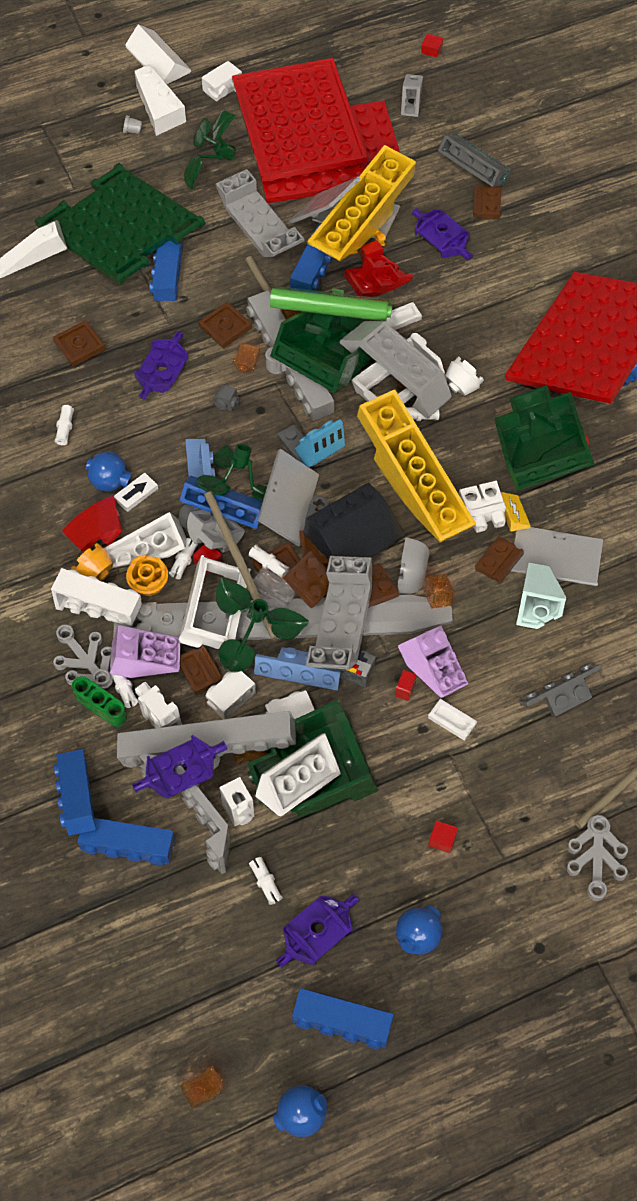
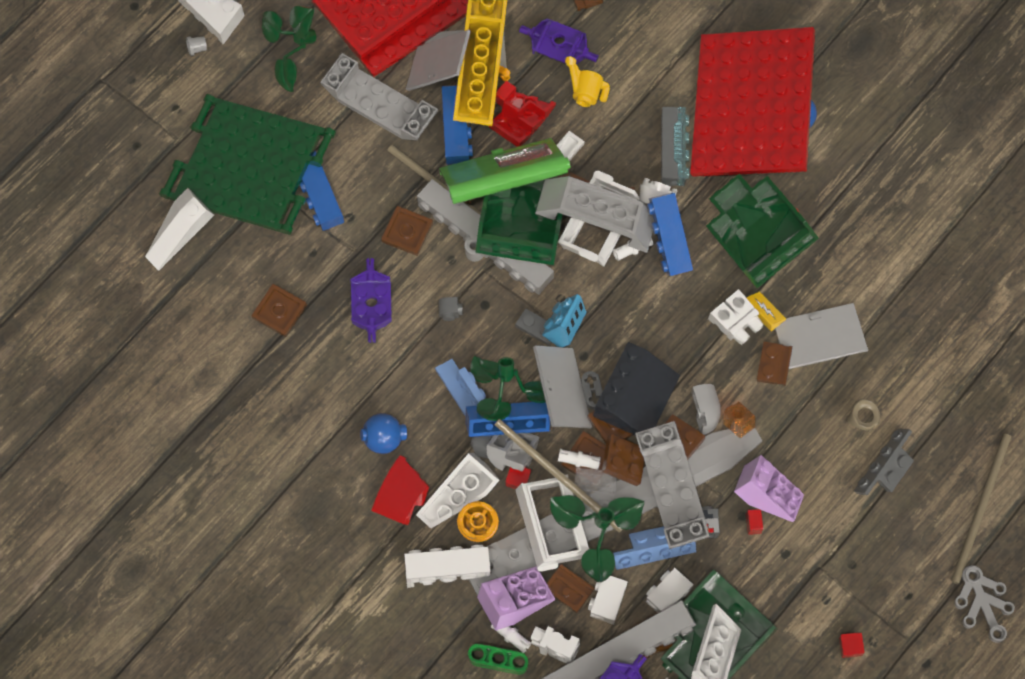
camera: 25 degrees left, 10 degrees up
(64, 425) = (313, 402): white pin -> none
(85, 661) = (463, 625): light grey plant -> none
(94, 563) = (423, 533): light orange cone -> none
(136, 492) = (417, 440): white tile -> none
(183, 559) = (497, 491): white pin -> none
(246, 357) = (446, 257): clear orange bracket -> none
(413, 467) = (663, 311): yellow slope -> none
(447, 270) = (586, 85): none -> yellow piece
(452, 719) = (807, 534): white tile -> none
(456, 410) = (670, 234): none -> brick
(500, 347) = (674, 146): none -> piece
(541, 597) = (828, 386): light aqua slope -> none
(554, 627) = (853, 416): none -> dark tan piece

